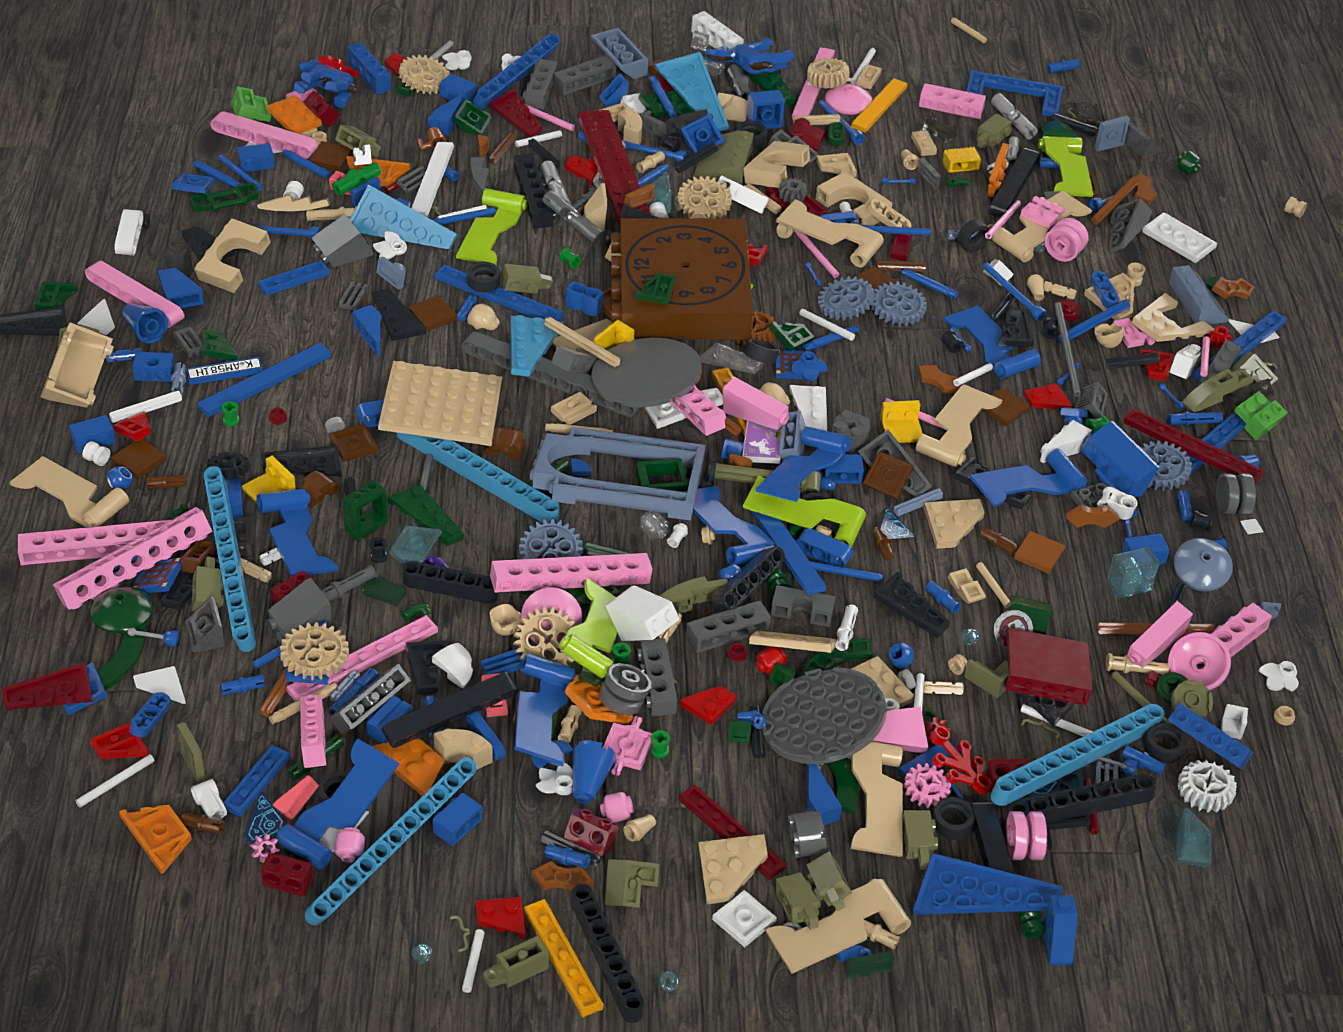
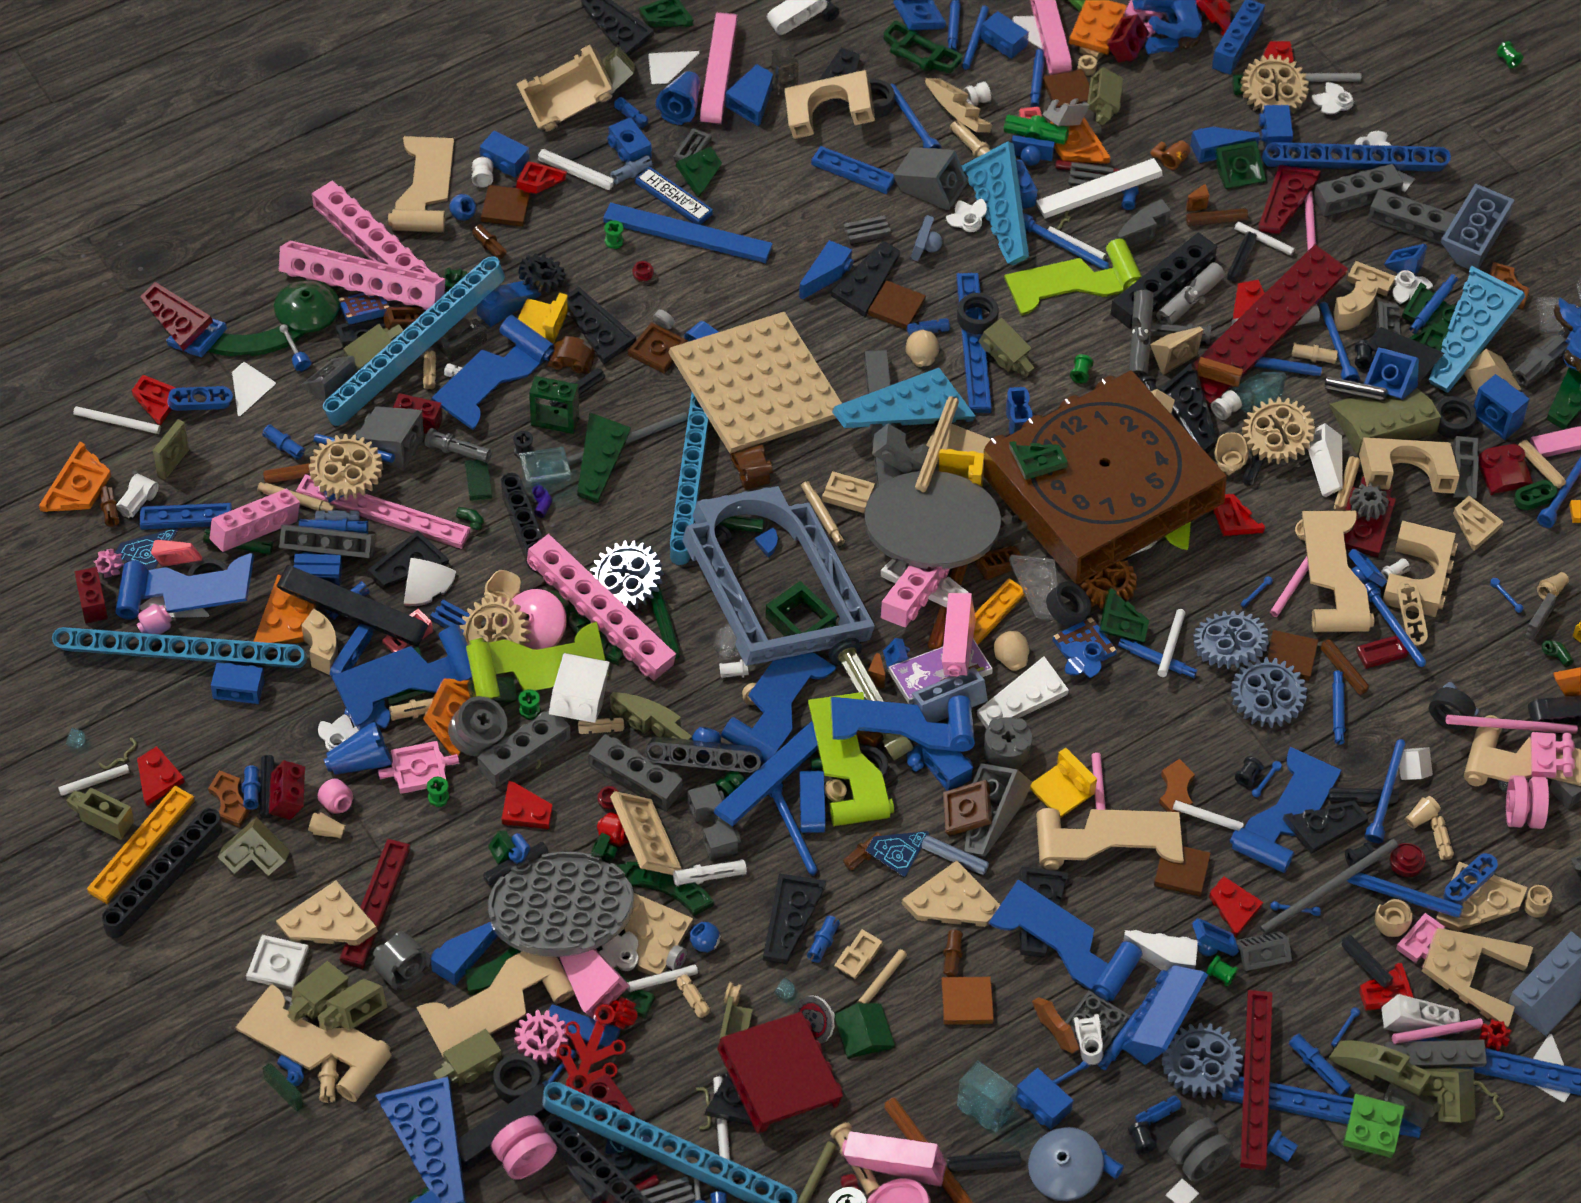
camera: 60 degrees right, 10 degrees up
(674, 981) = (162, 933): clear light blue hinge -> none

